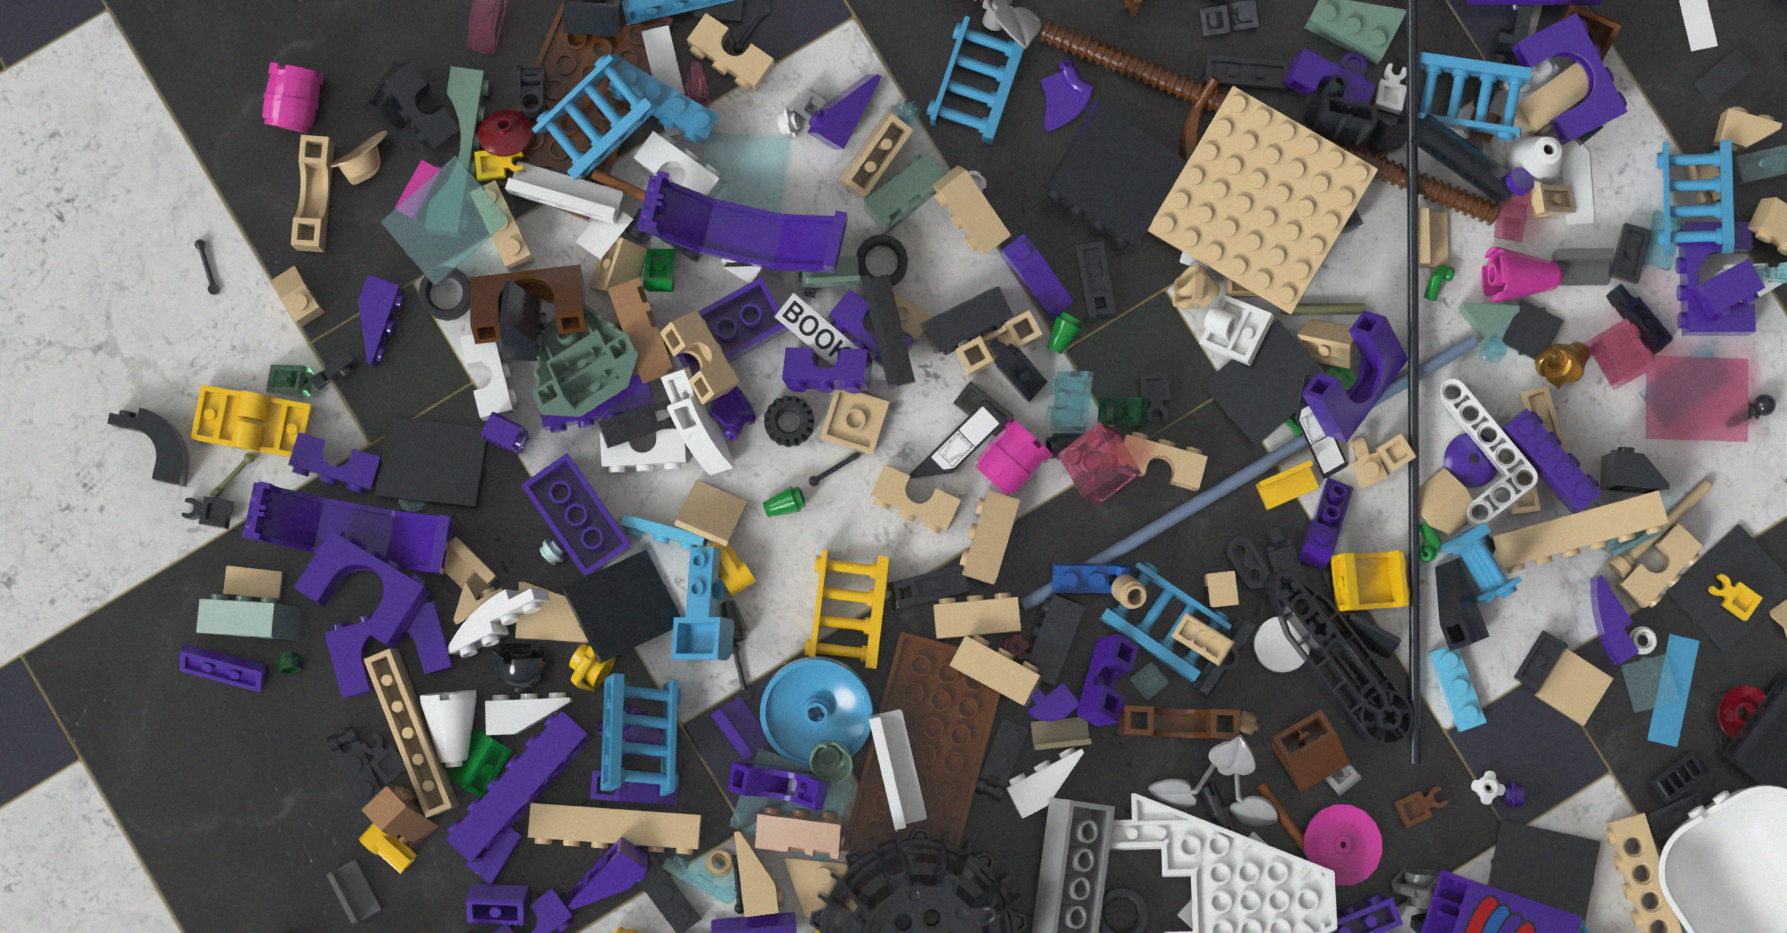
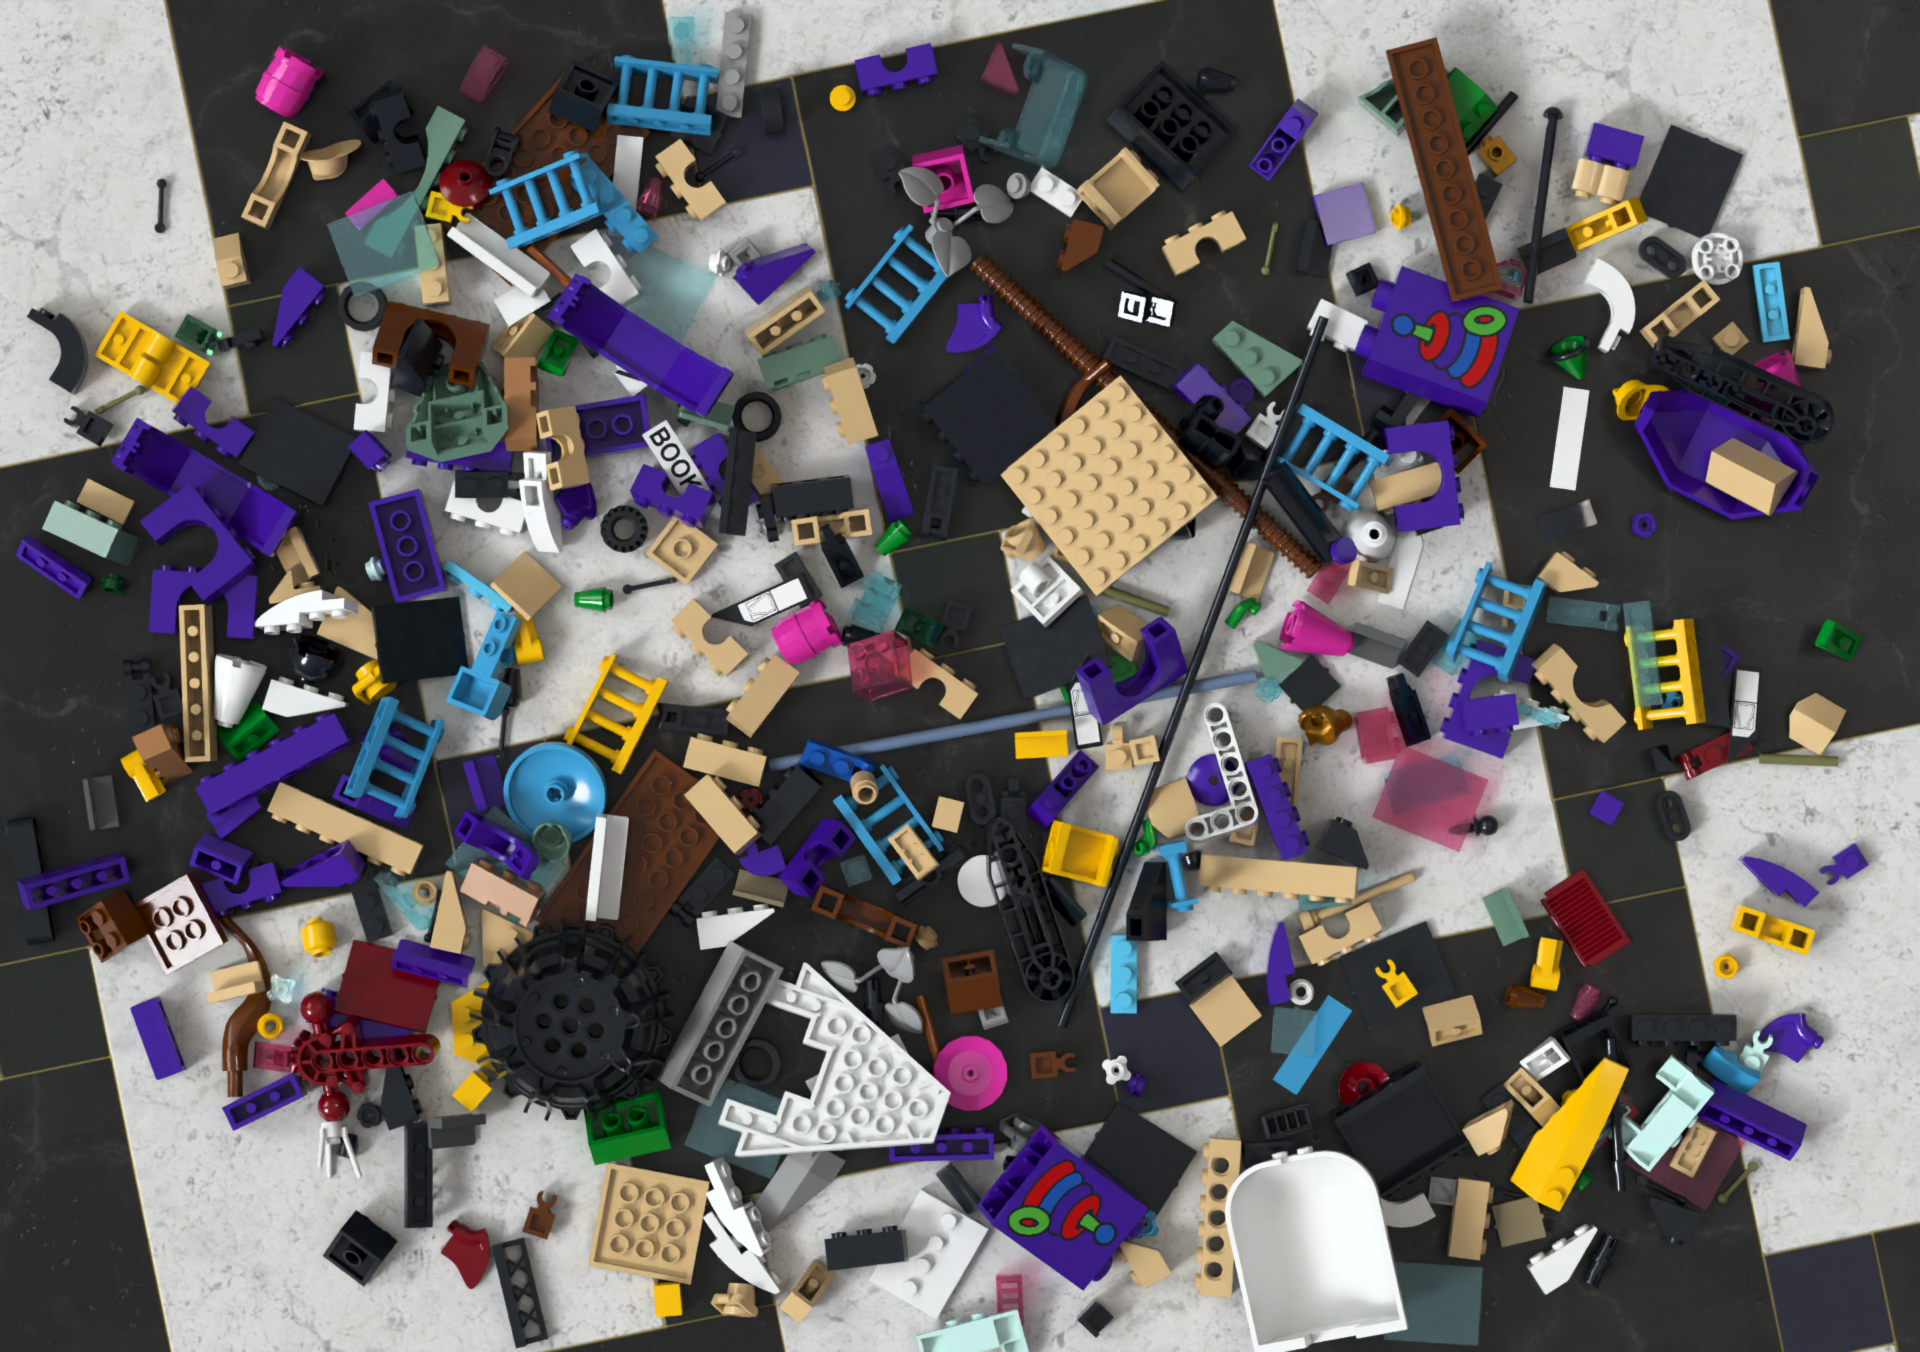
camera: 20 degrees right, 5 degrees up
(927, 352) = (766, 512): none -> black plate

